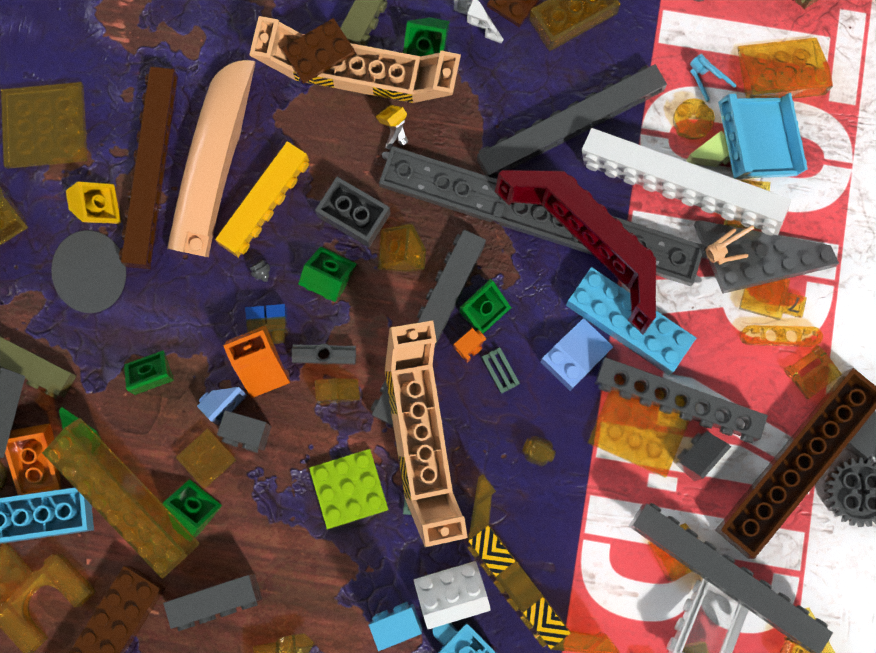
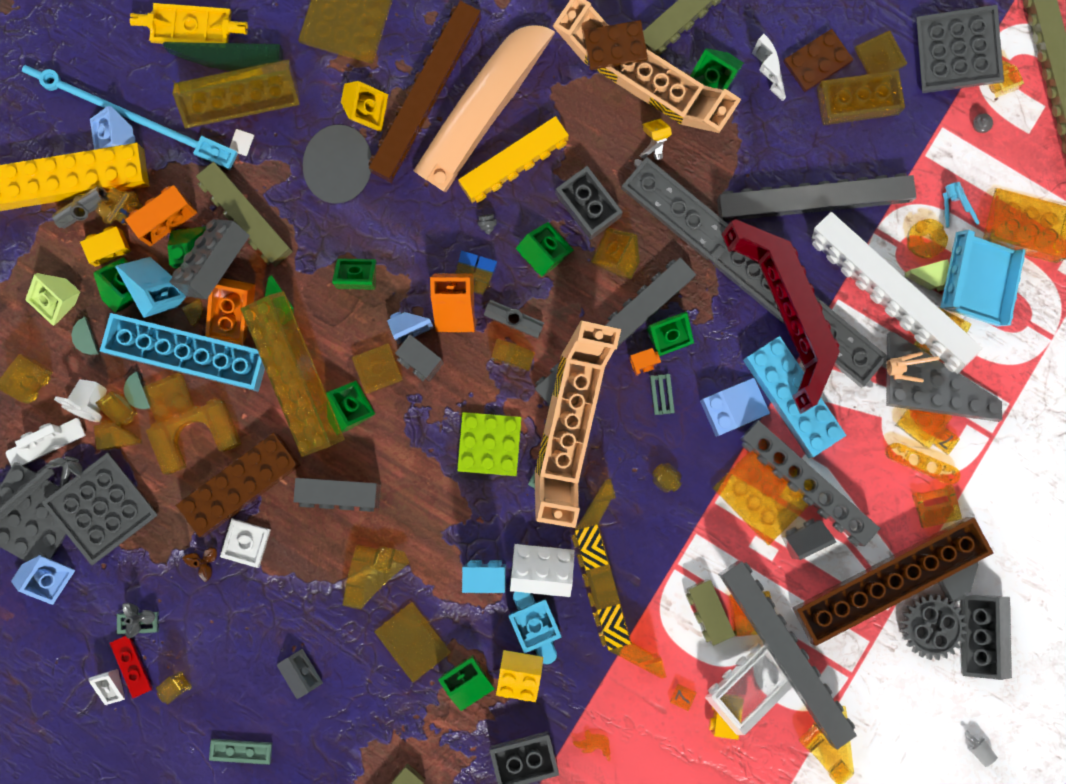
camera: 20 degrees right, 5 degrees up
(636, 568) = (709, 612): none -> olive brick

